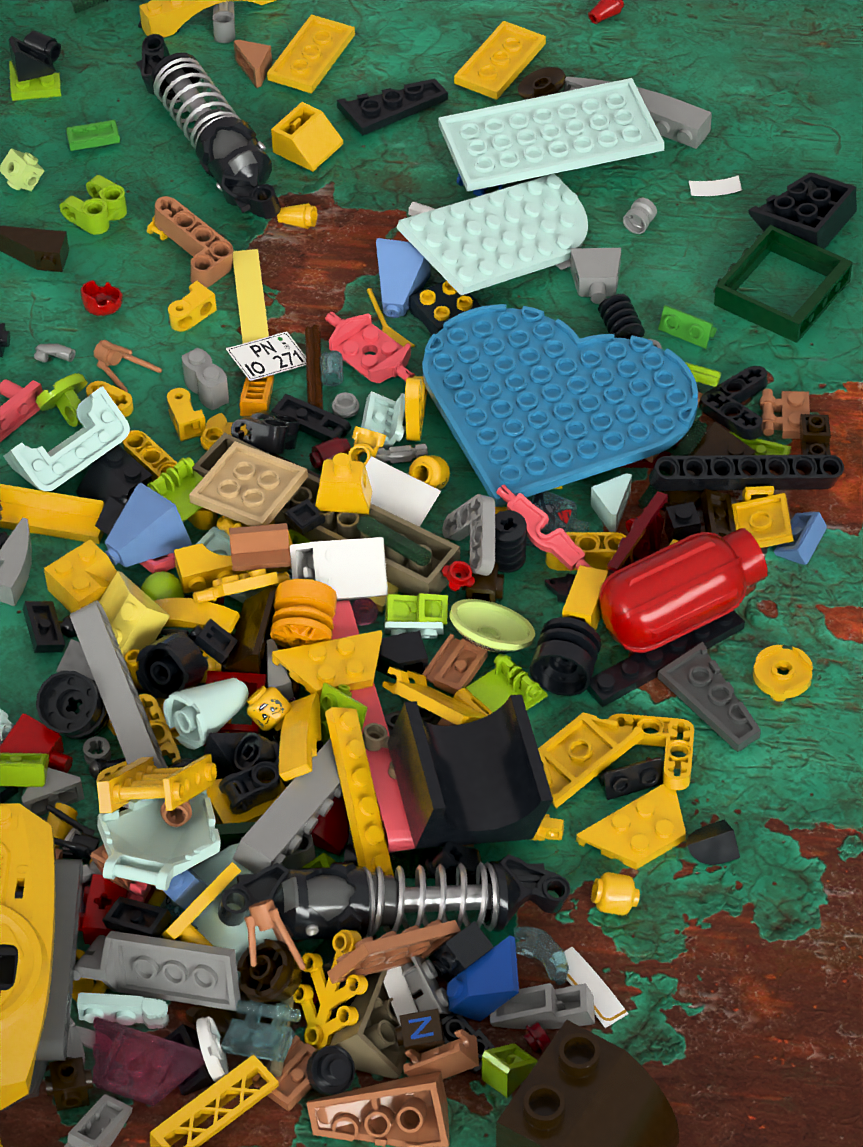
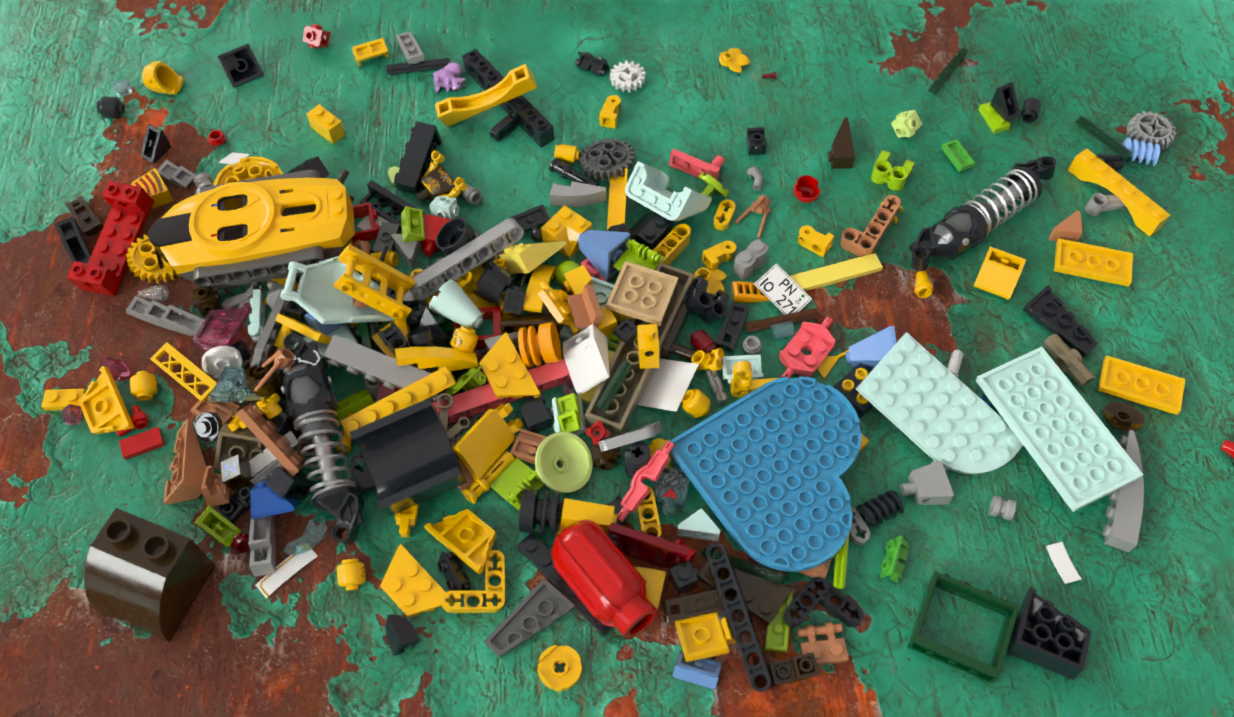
camera: 80 degrees right, 10 degrees up
(447, 105) = (1068, 360): none -> dark tan piece

